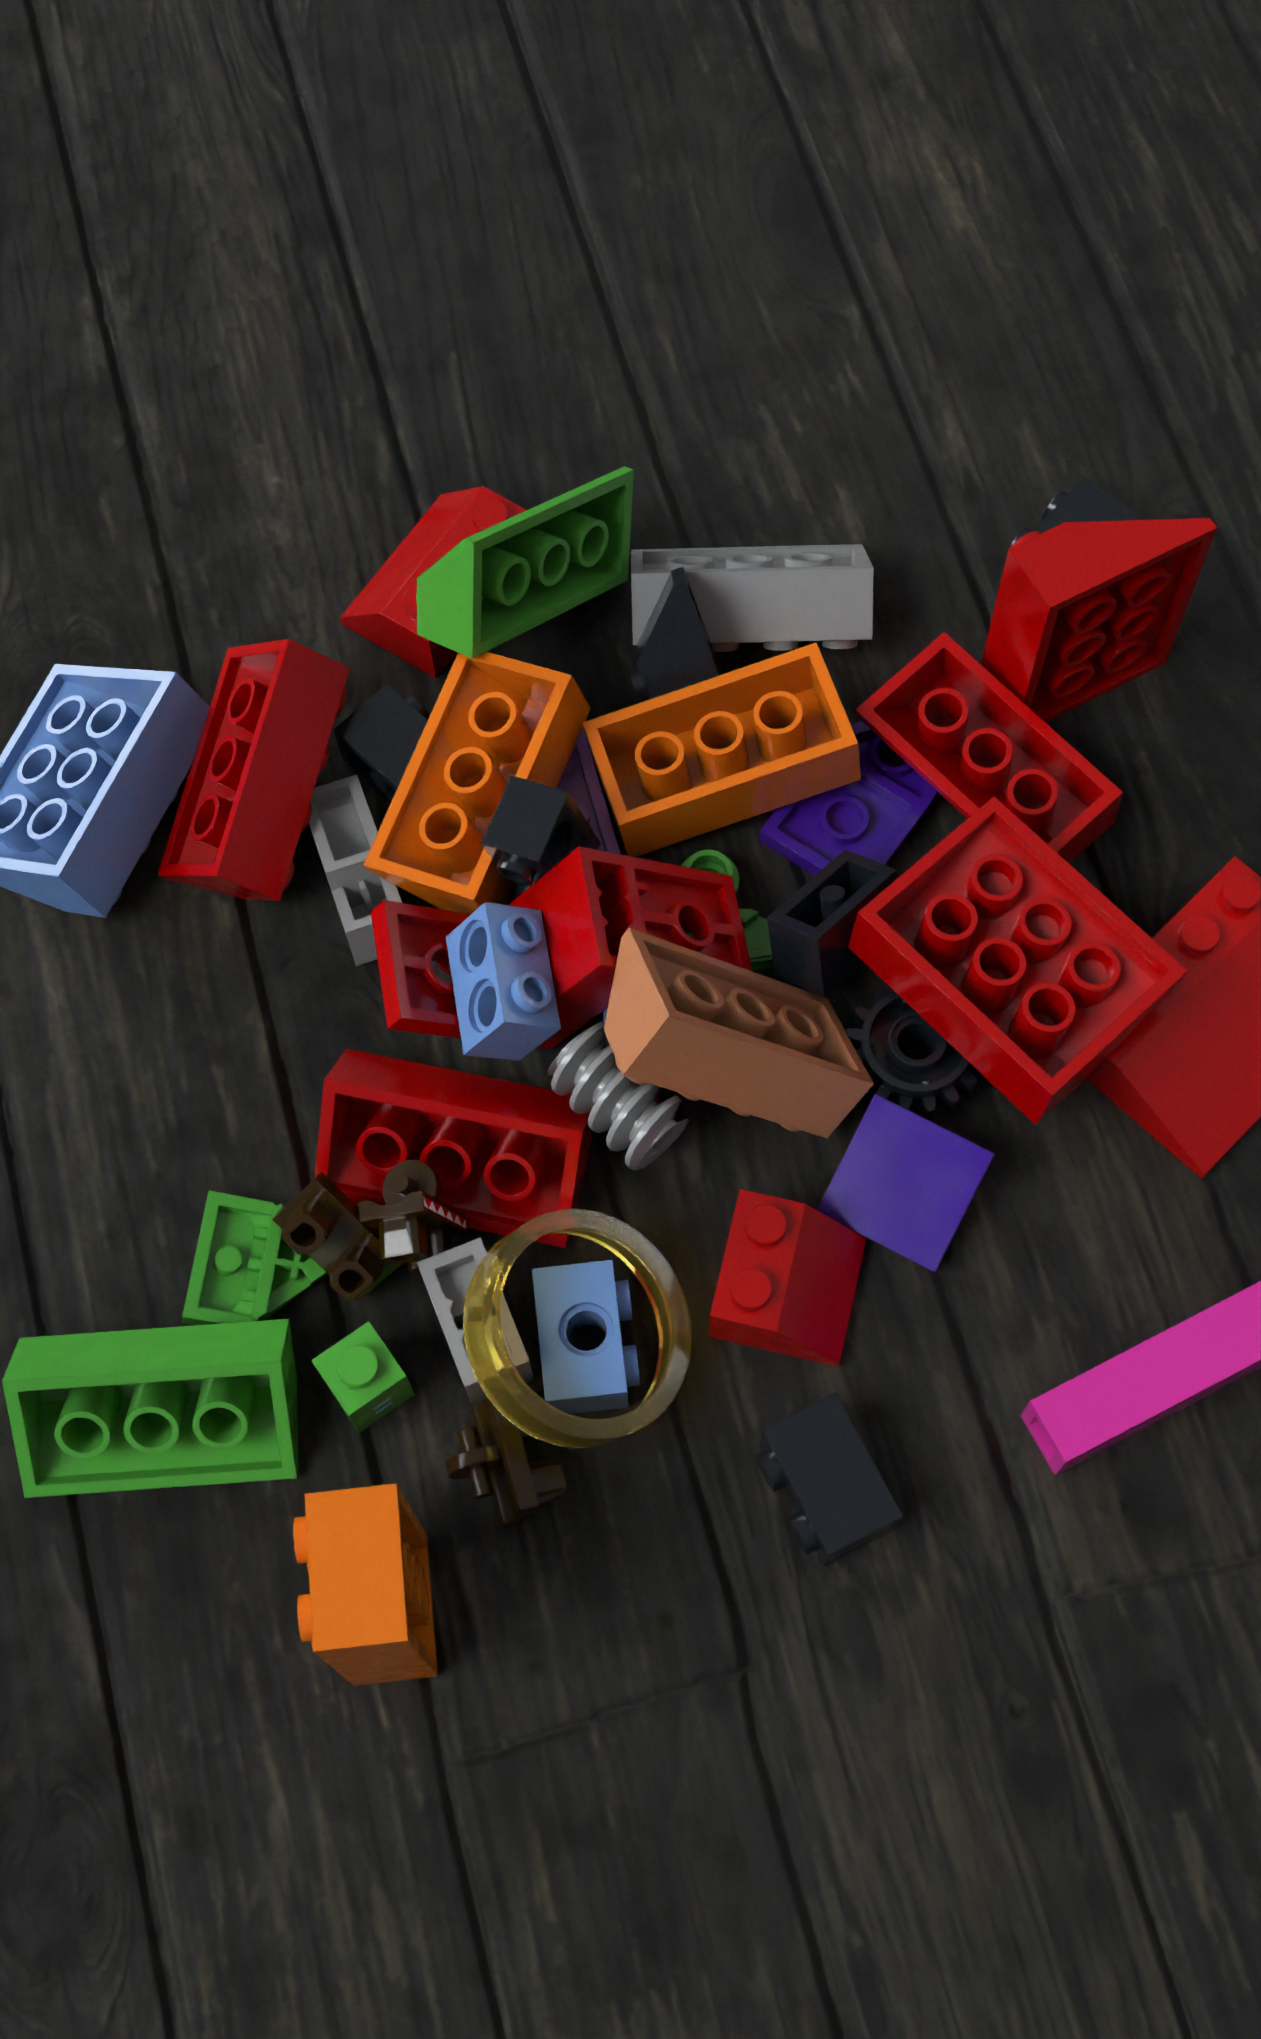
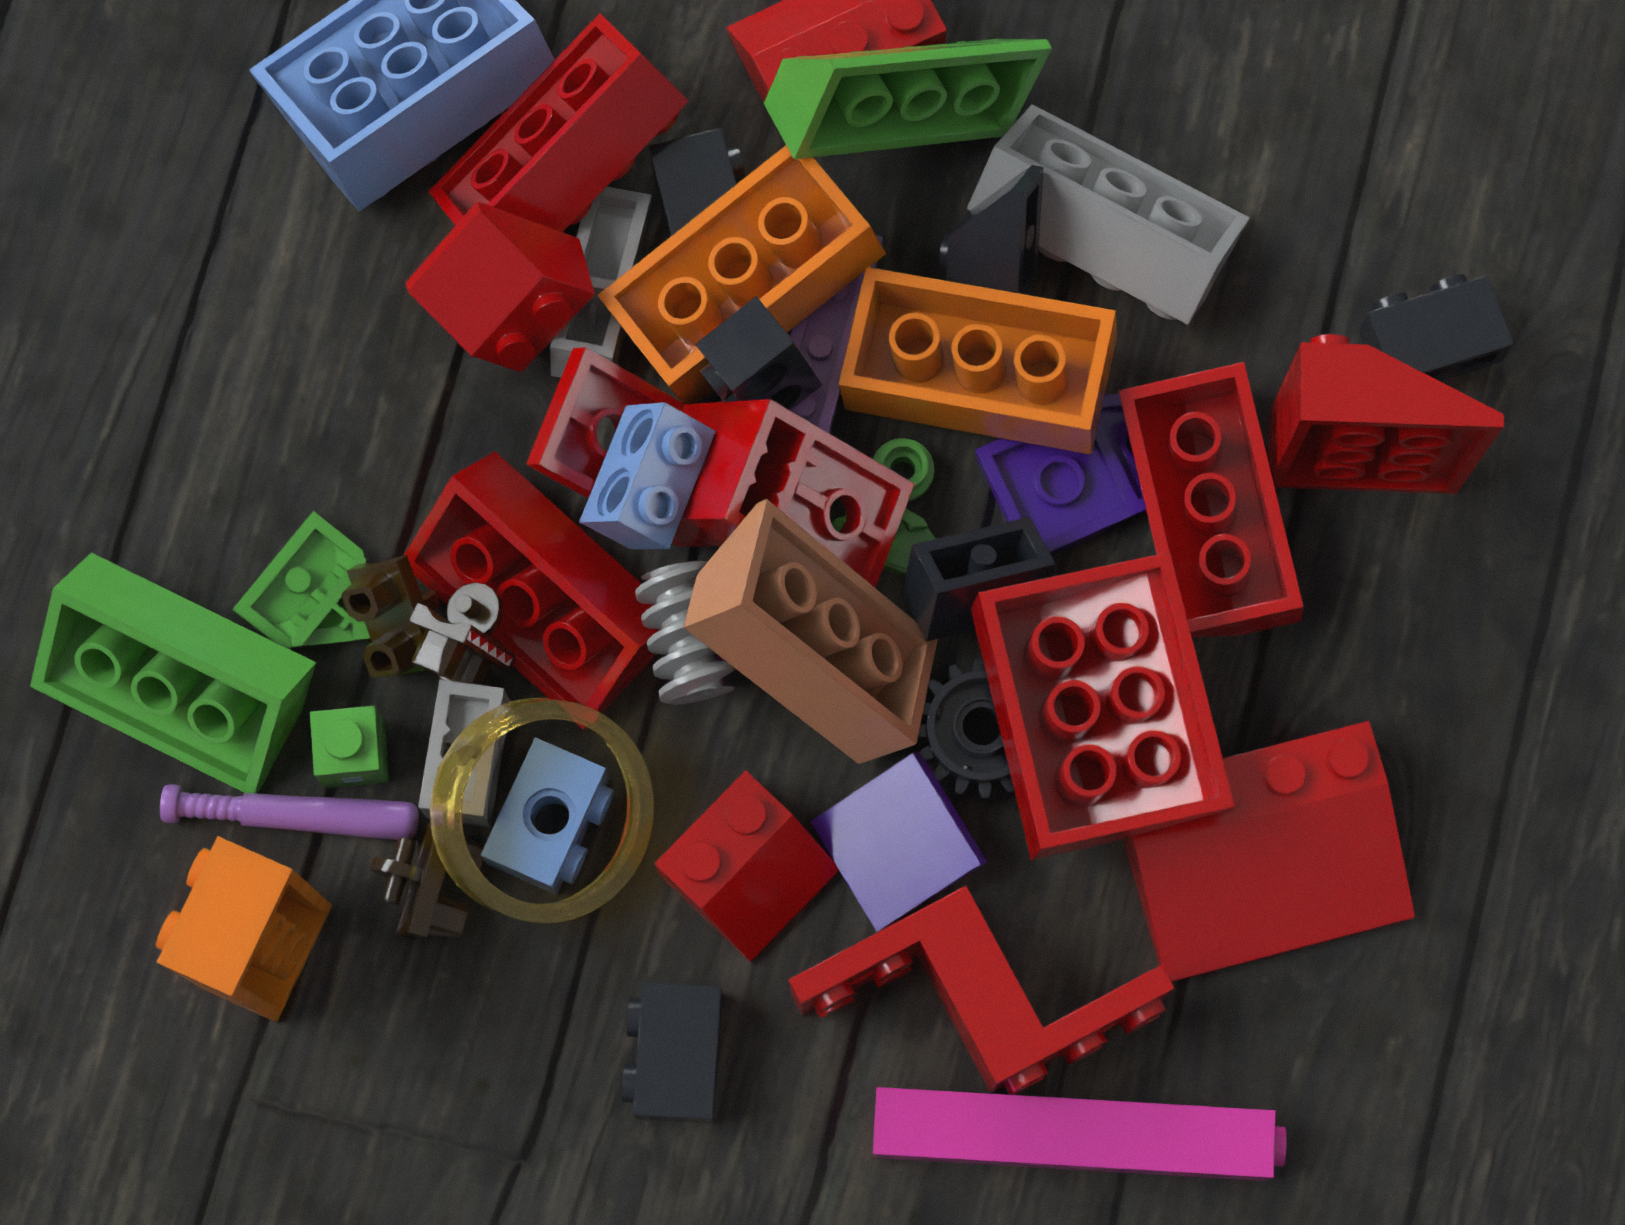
camera: 30 degrees right, 10 degrees up
(274, 898) = (503, 285): none -> red slope
(367, 1458) = (302, 813): none -> medium lavender piece
(1068, 1265) = (979, 992): none -> red bracket

